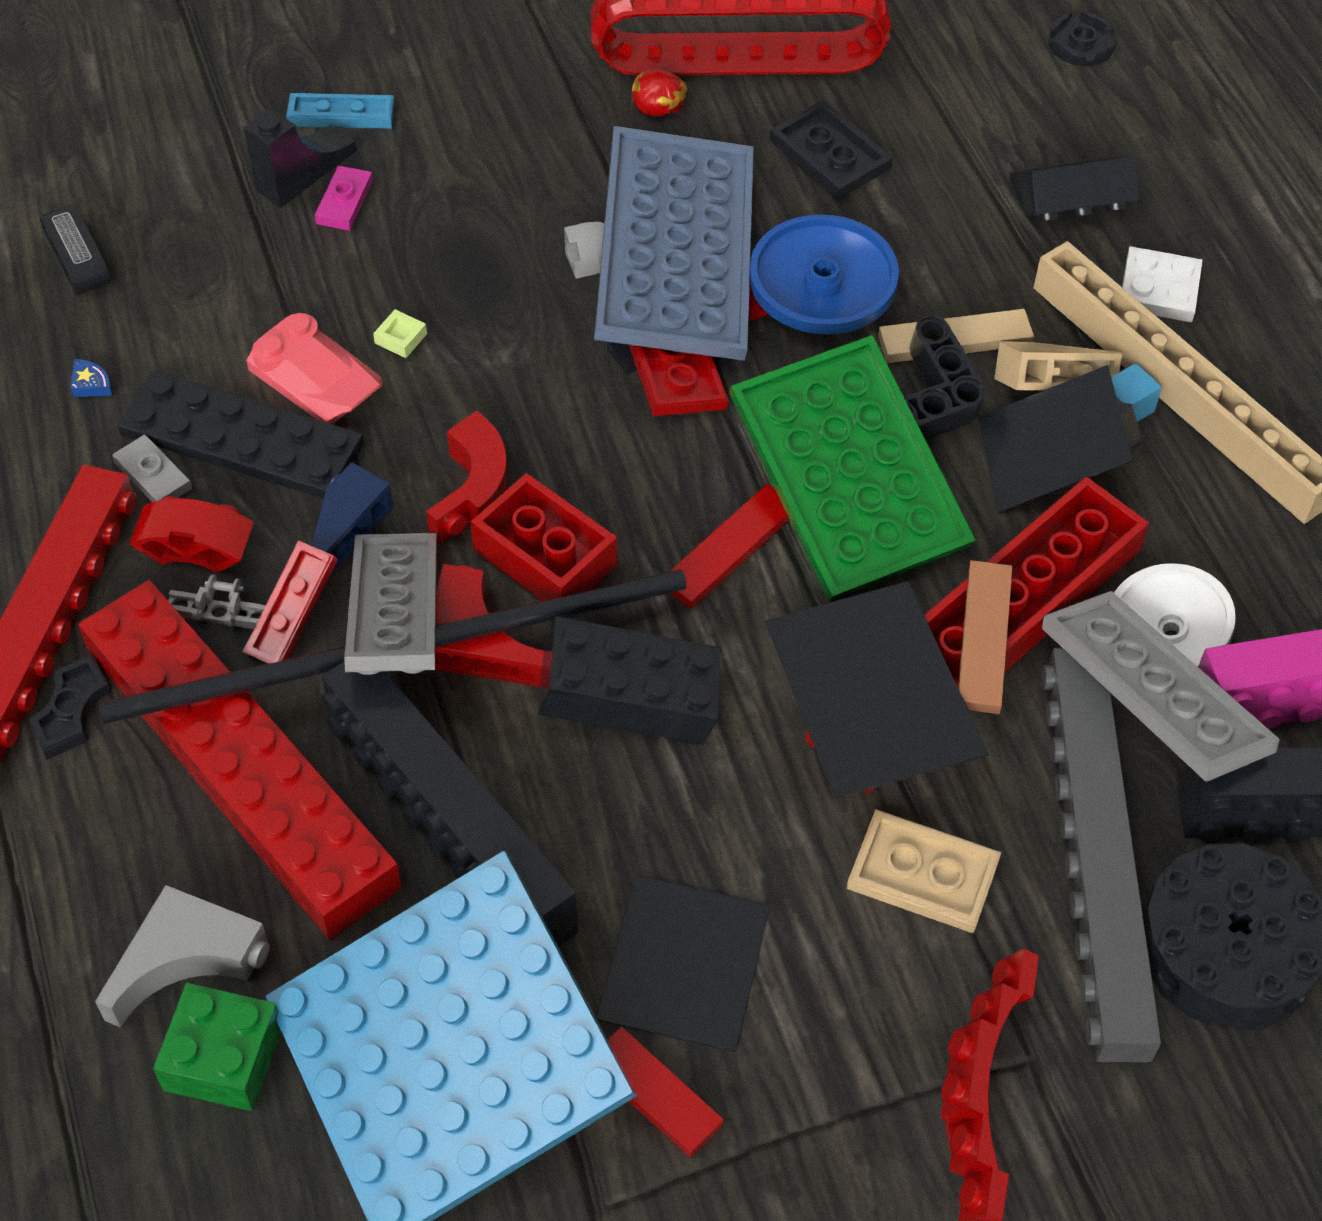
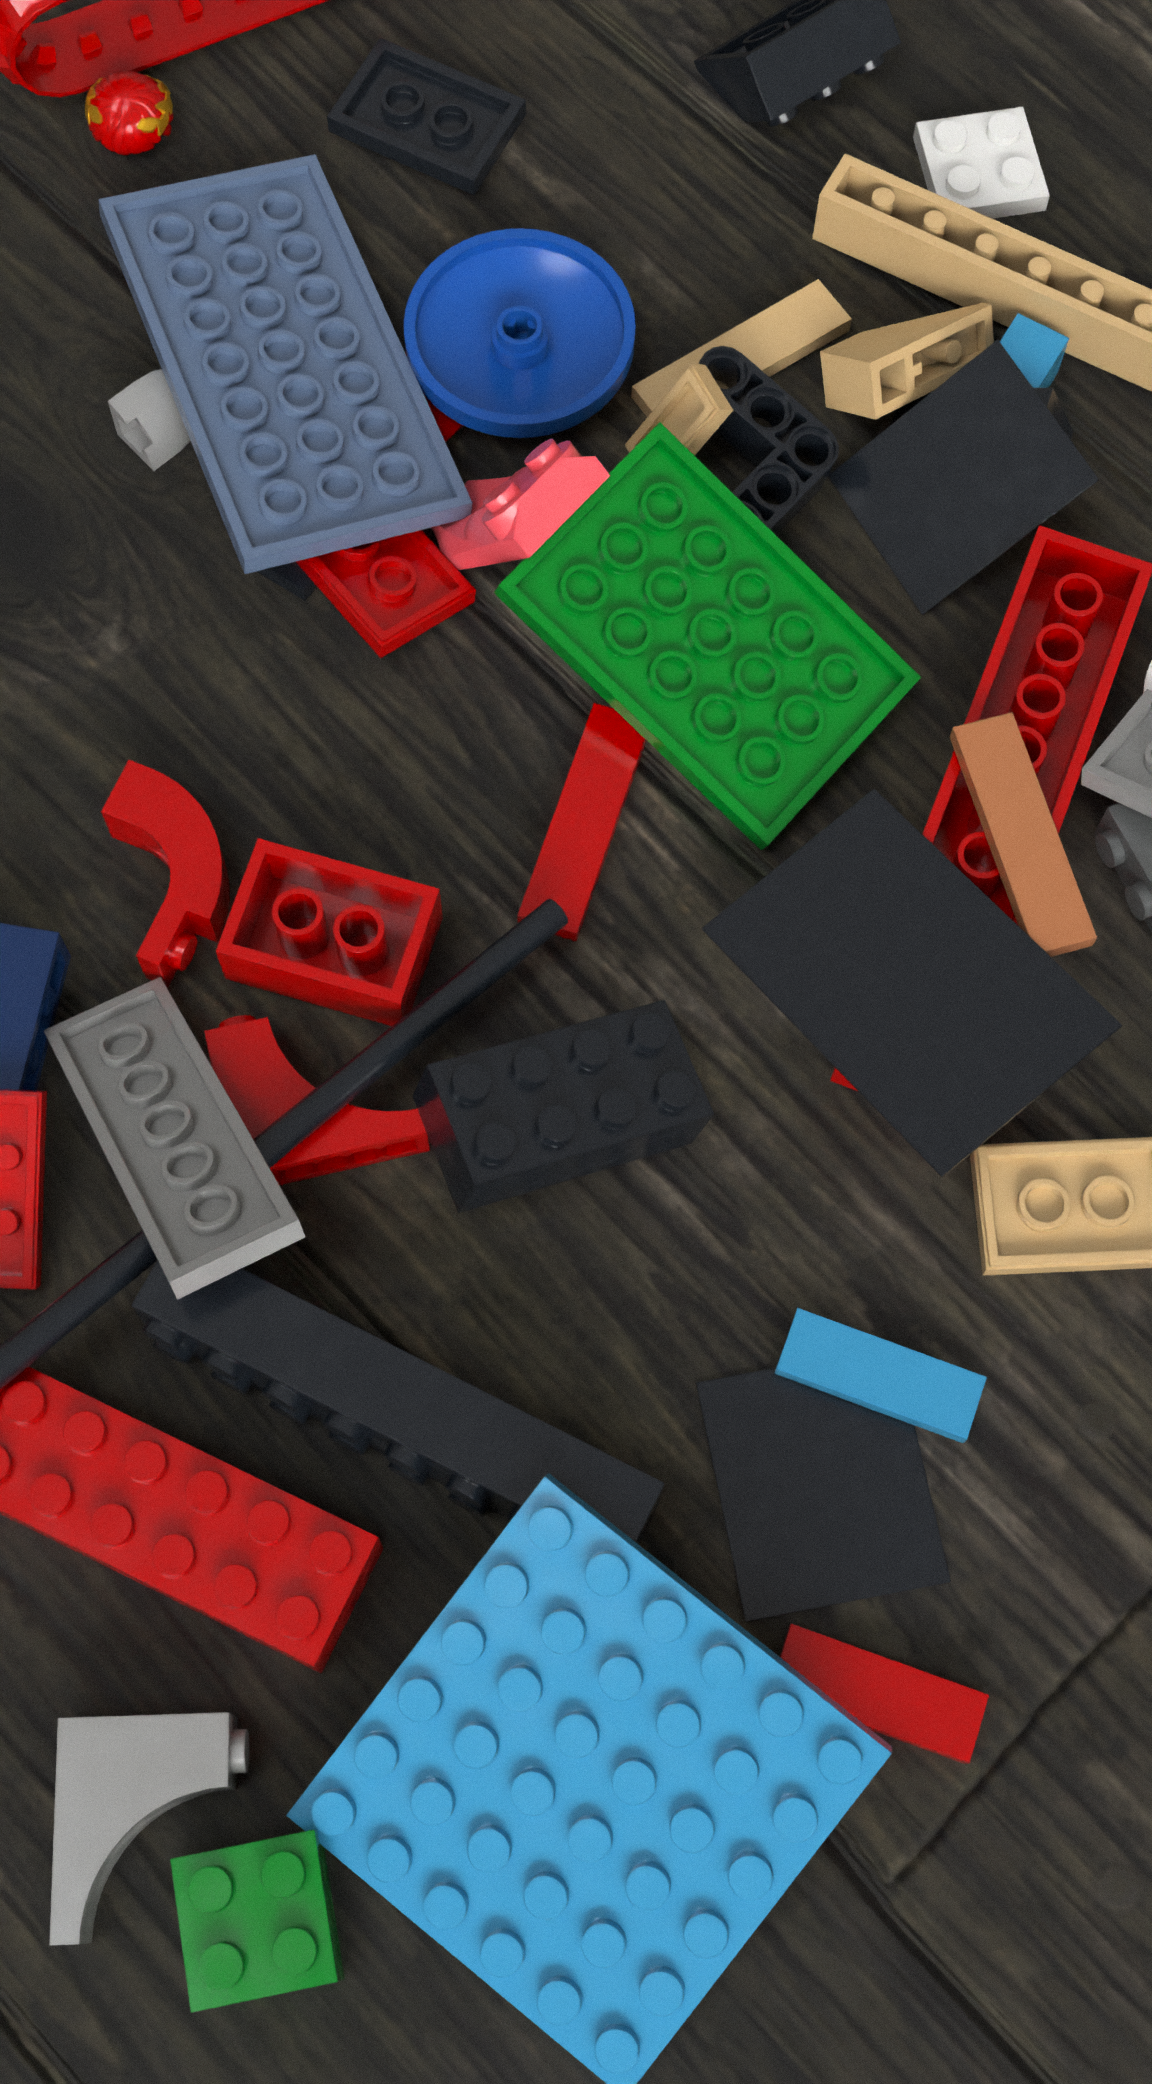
camera: 25 degrees left, 15 degrees up
(750, 914) = (881, 1375): none -> dark azure tile
(768, 354) = (521, 511): none -> coral slope
(902, 344) = (689, 410): none -> tan tile

